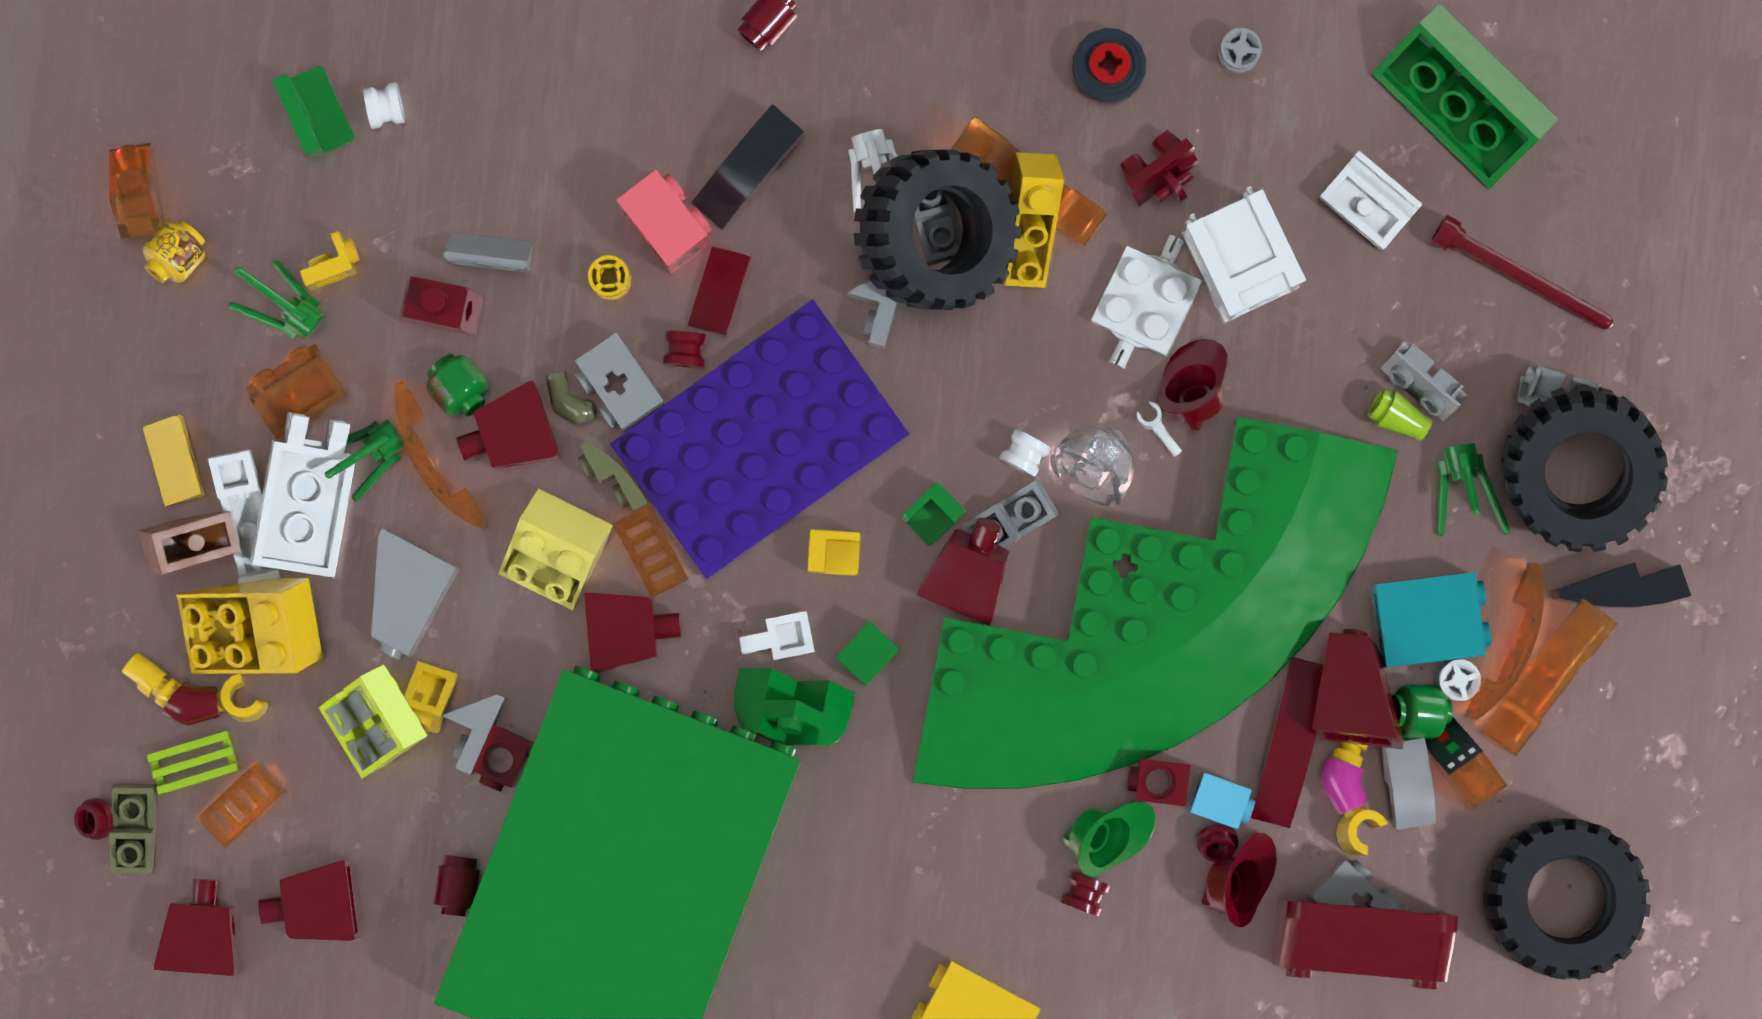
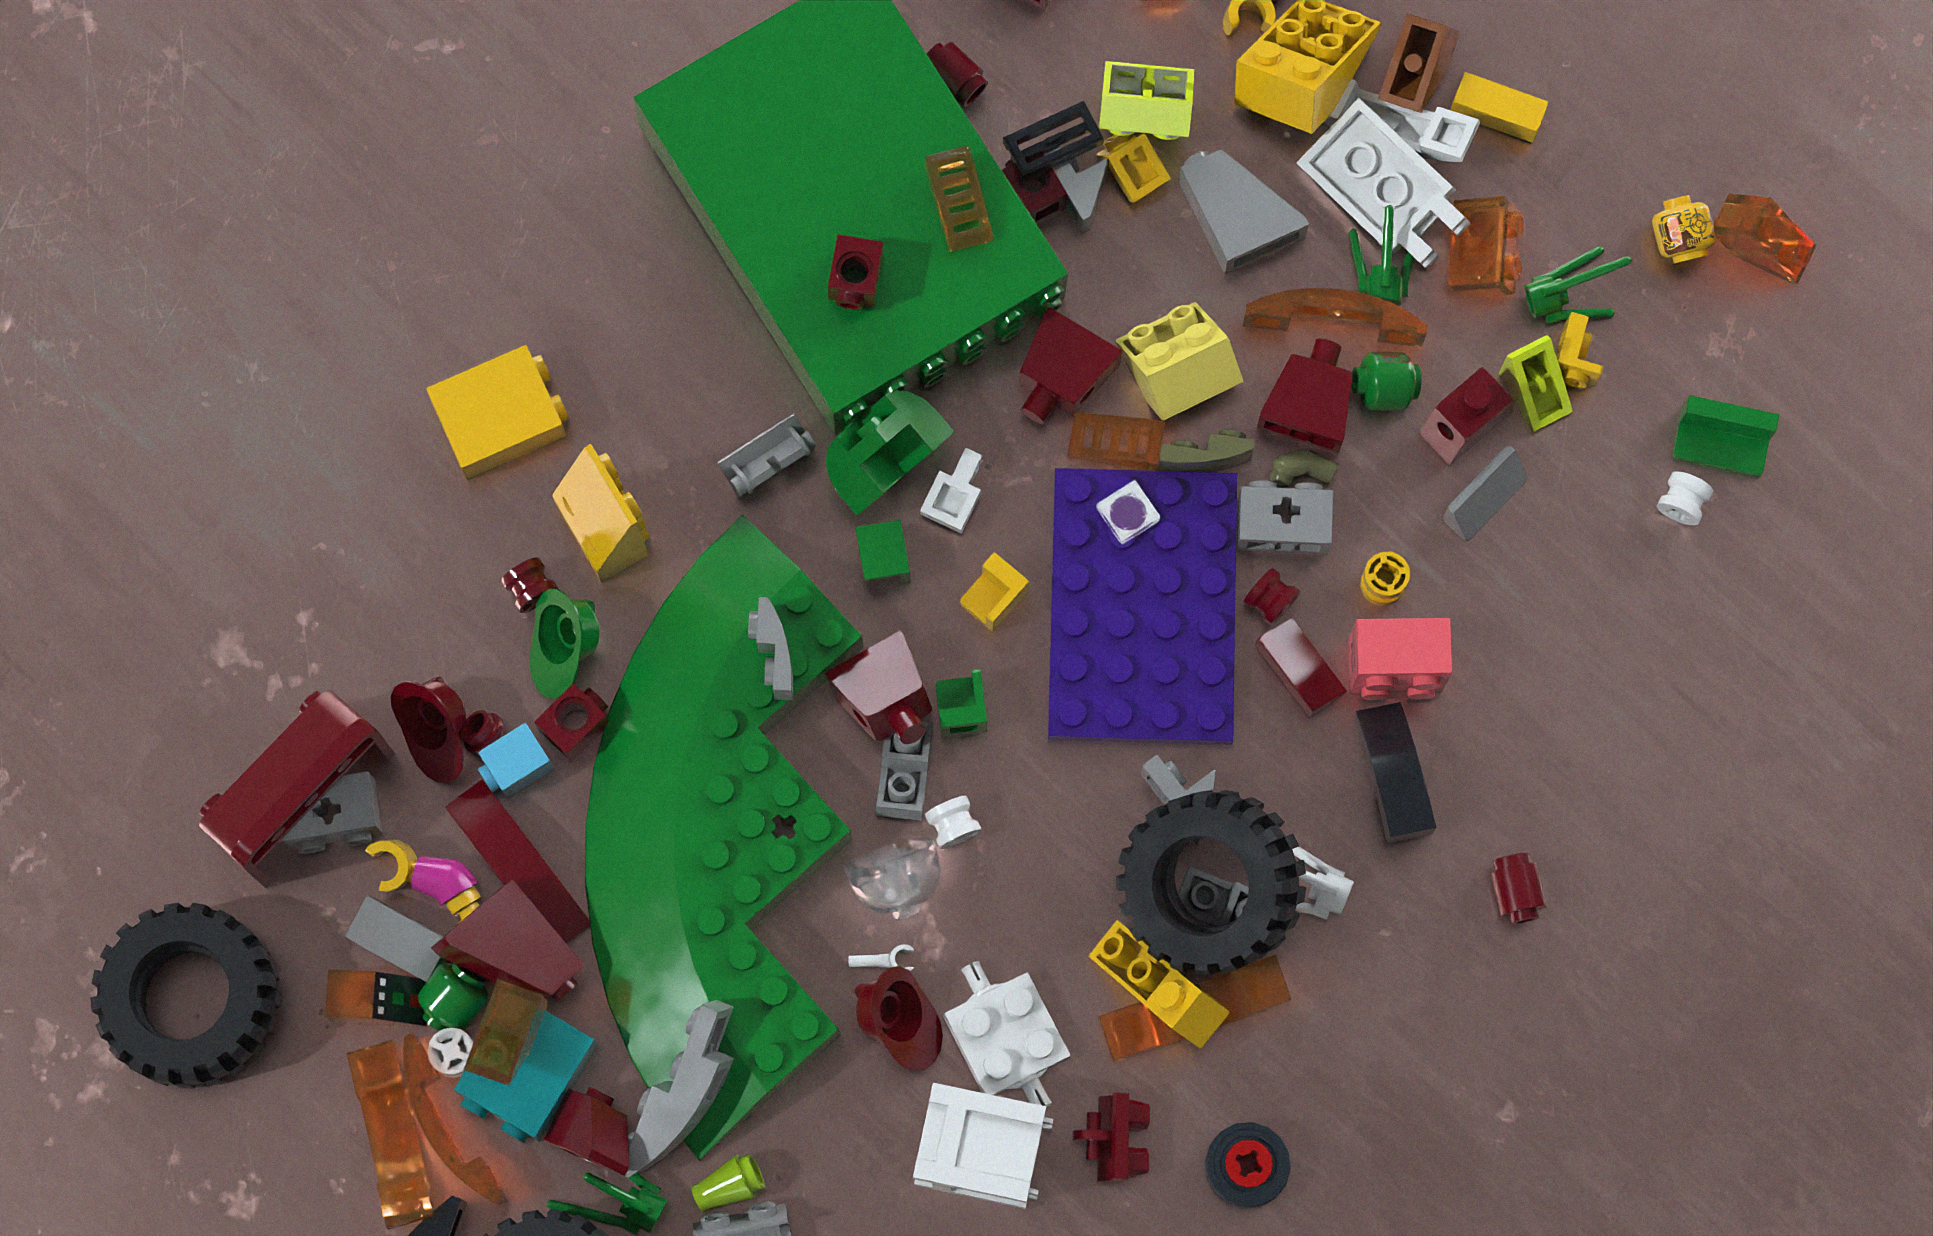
camera: 130 degrees right, 10 degrees down
(377, 273) = (1536, 383): none -> neon yellow slope
(492, 781) = (1061, 155): none -> black tile
(550, 819) = (948, 161): none -> clear orange slope
(666, 821) = (855, 253): none -> dark red brick
(702, 498) = (1128, 512): none -> clear tile
(870, 800) = (766, 455): none -> light grey hinge
(997, 681) = (771, 639): none -> light grey slope
(1000, 877) = (601, 514): none -> yellow slope
(1366, 489) = (676, 1107): none -> light grey slope
(1424, 643) = (506, 1032): none -> clear orange slope
(1440, 535) = (591, 1130): none -> dark red slope

